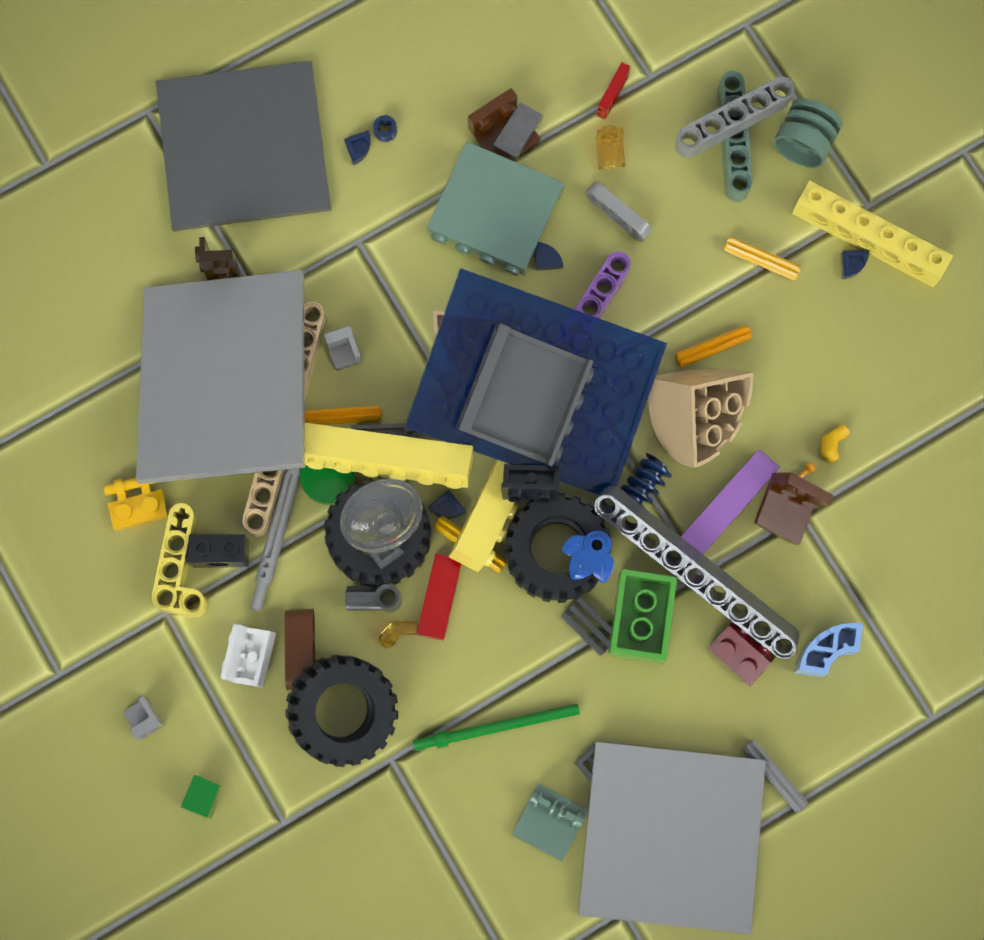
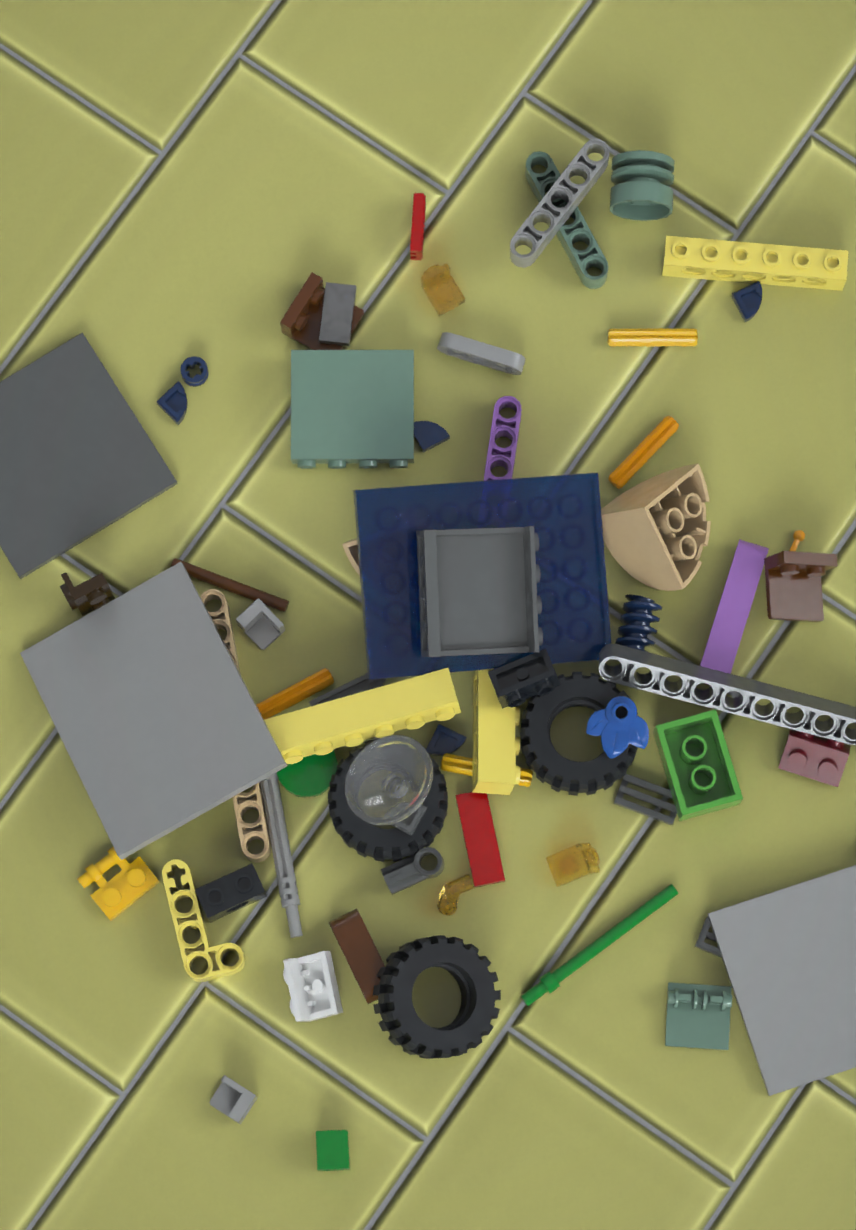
camera: 20 degrees left, 0 degrees up
(337, 310) = (234, 586): none -> reddish brown bar
(505, 651) = (573, 863): none -> clear yellow bracket
(830, 441) = (808, 501): yellow arm -> none

